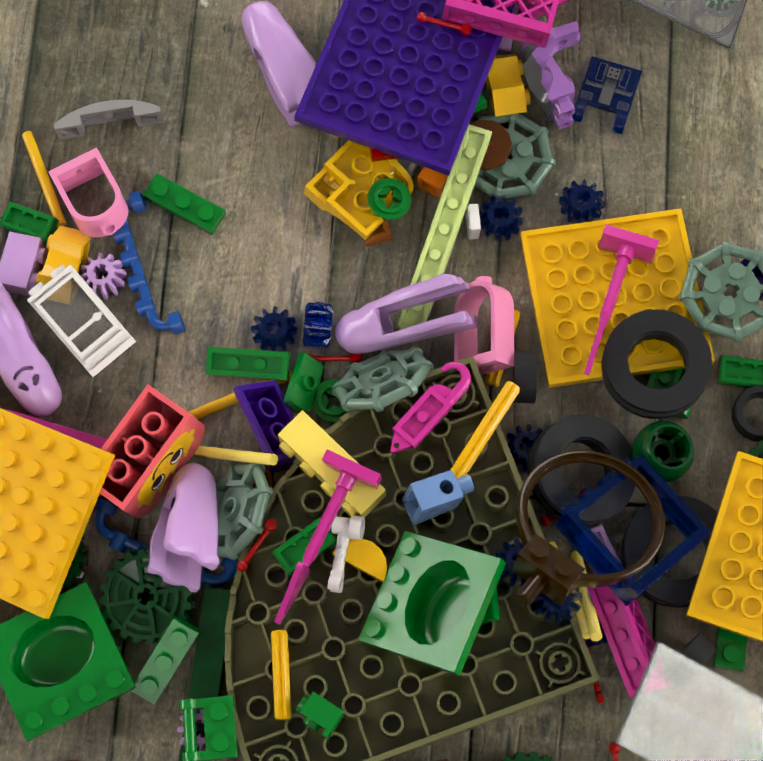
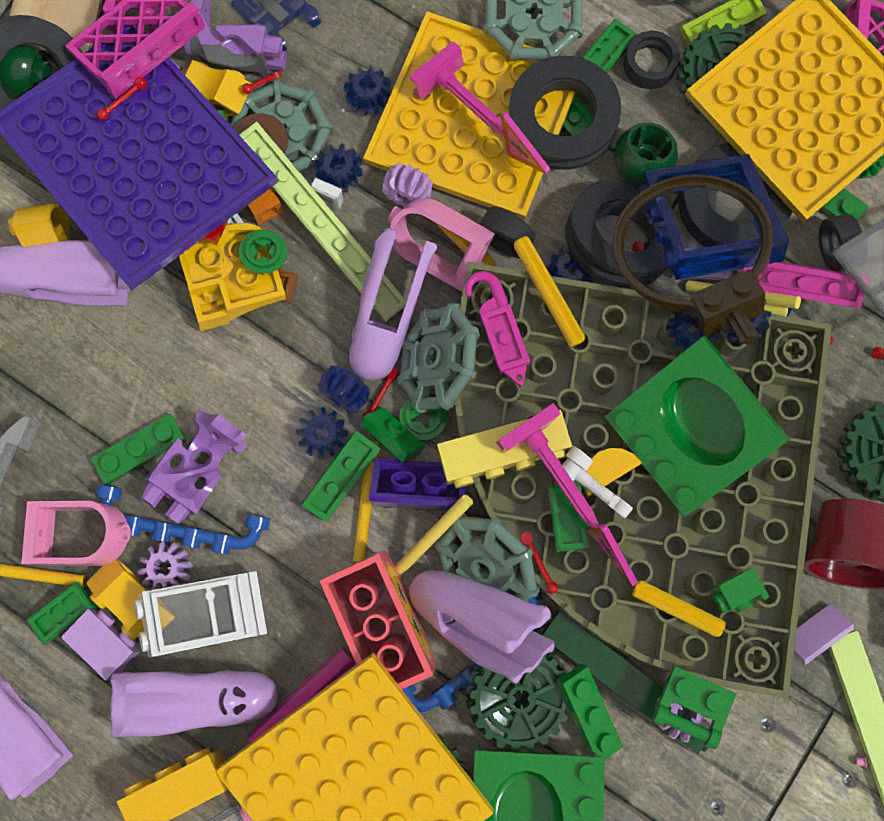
camera: 65 degrees left, 5 degrees up
(173, 246) = (211, 436): none -> medium lavender hips
(309, 26) = (40, 224): none -> yellow brick
(435, 495) = (591, 369): medium blue torso -> none
(516, 277) = (406, 184): none -> lavender gear
(518, 110) = (248, 88): none -> red hinge

